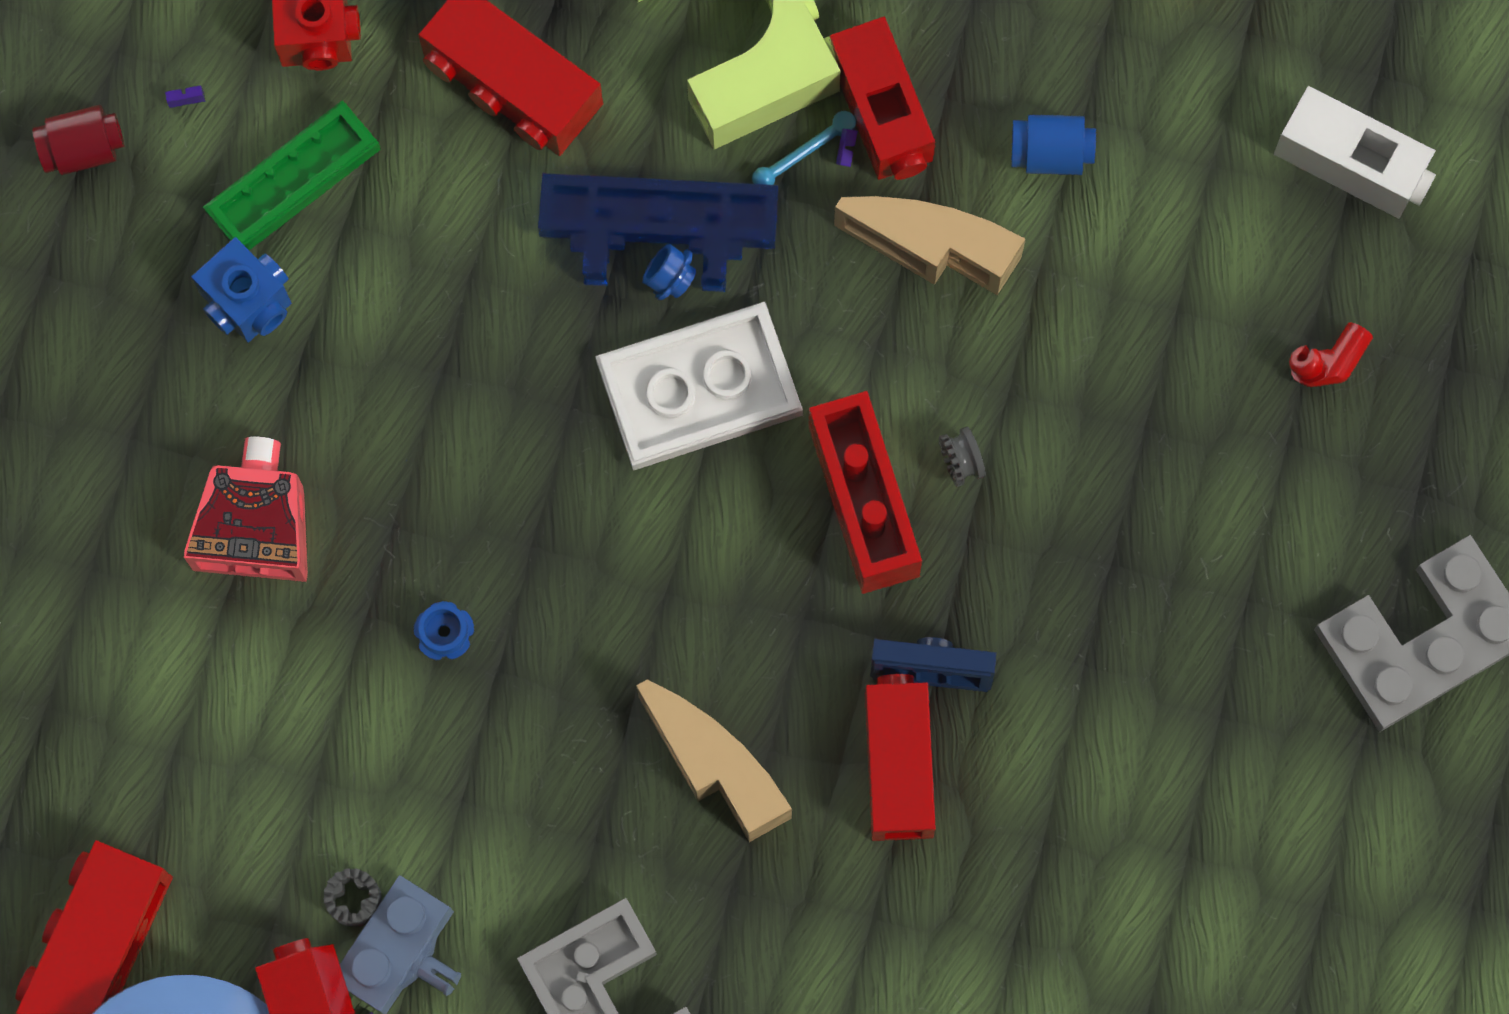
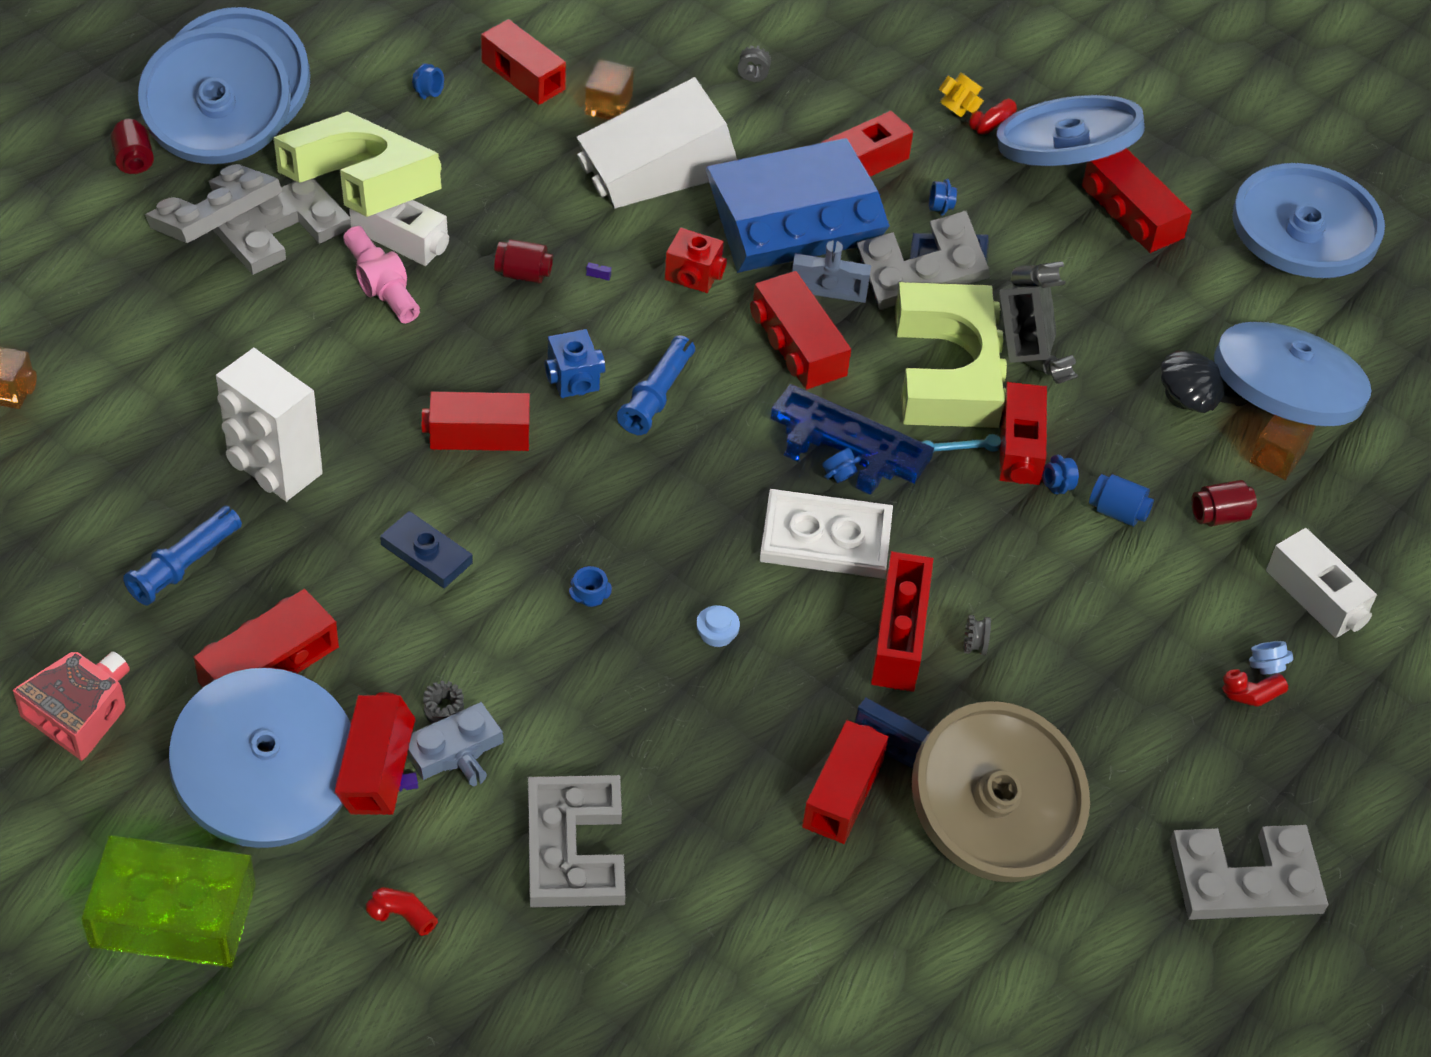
camera: 20 degrees right, 25 degrees down
(163, 446) = (478, 421): none -> red brick
(204, 677) = (426, 549): none -> dark blue plate
(251, 519) = (505, 479): torso -> none
(292, 177) = (640, 328): green plate -> none
(366, 283) = (650, 395): none -> blue pin
(632, 604) = (717, 625): none -> light blue plate
(715, 761) = (723, 729): tan slope -> none
(845, 156) = (987, 452): dark purple piece -> none
(931, 237) = (1018, 514): tan slope -> none
(958, 142) = (1060, 474): none -> blue plate
(1143, 676) = (1000, 791): none -> dark tan dish
(1184, 83) = (1224, 503): none -> dark red brick
(1335, 301) = (1270, 657): none -> light blue plate

